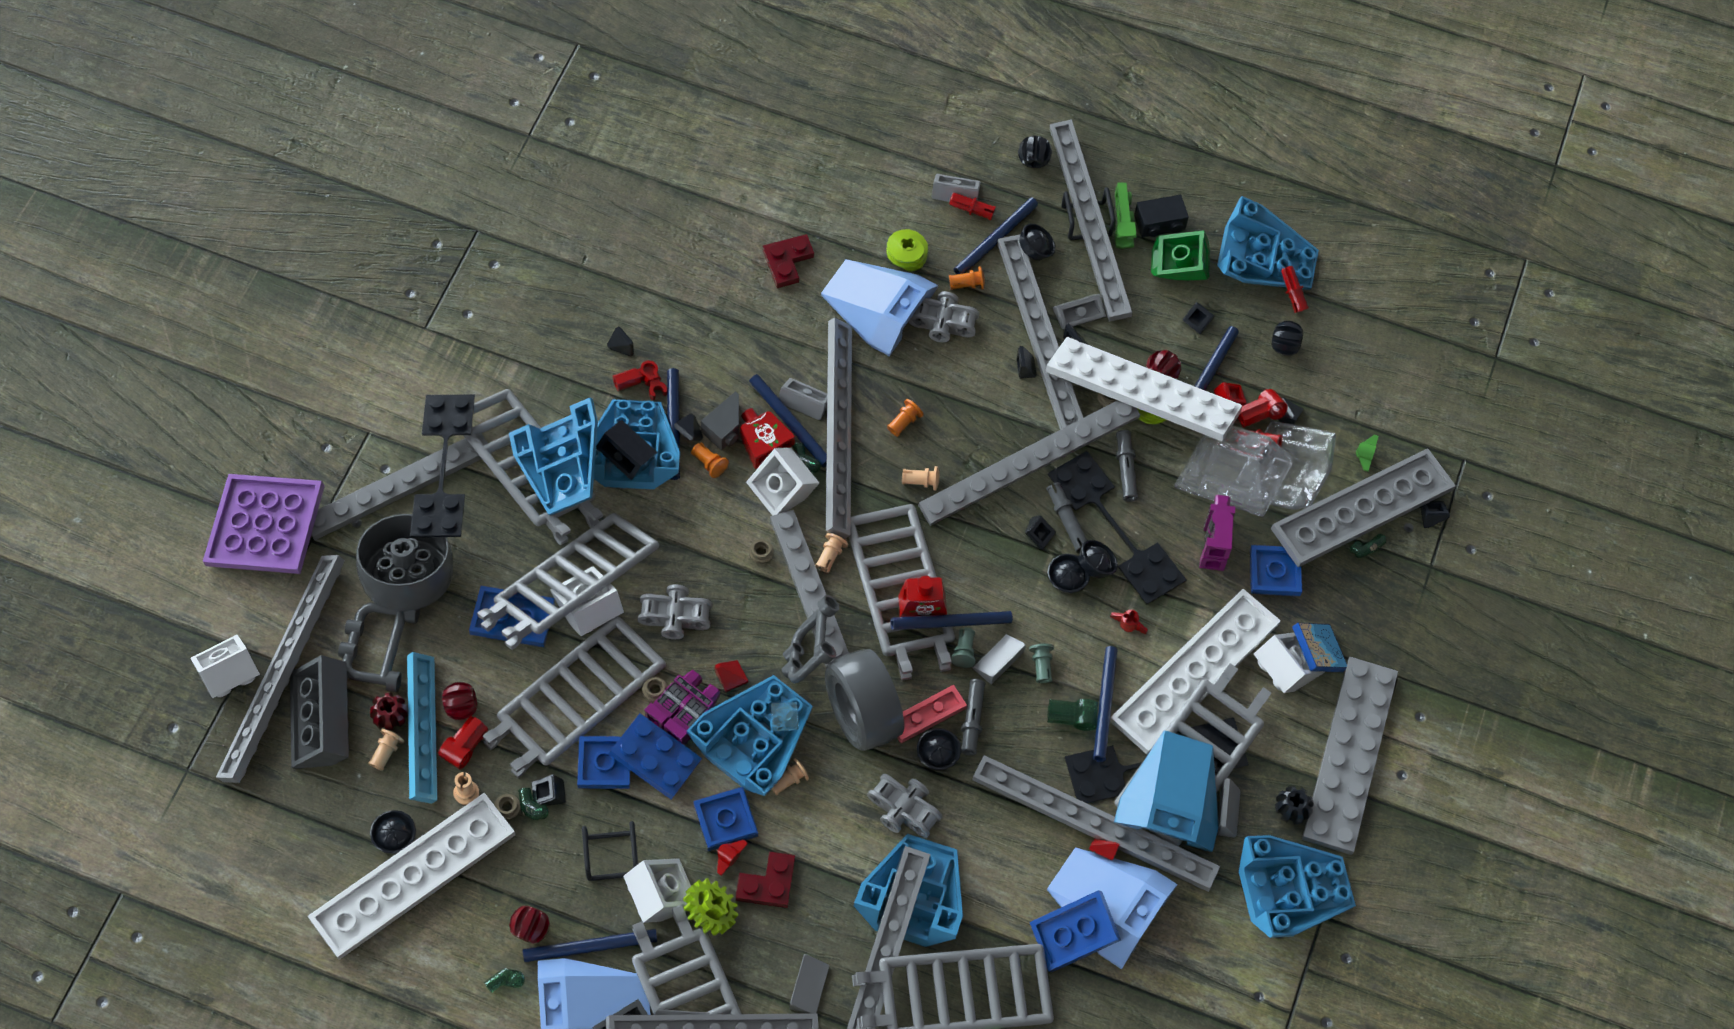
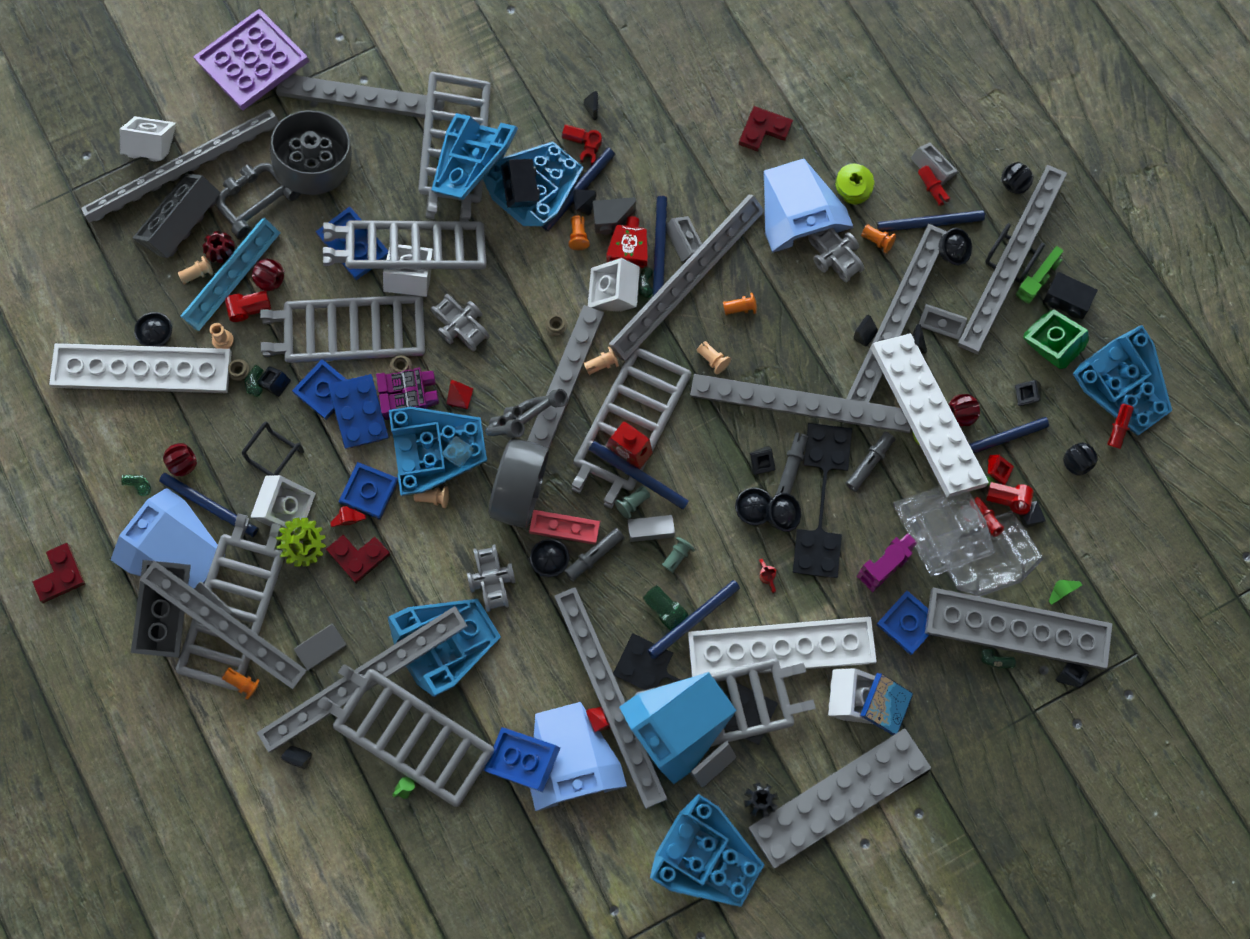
camera: 45 degrees right, 10 degrees up
(441, 512) = (358, 135): black hinge -> none

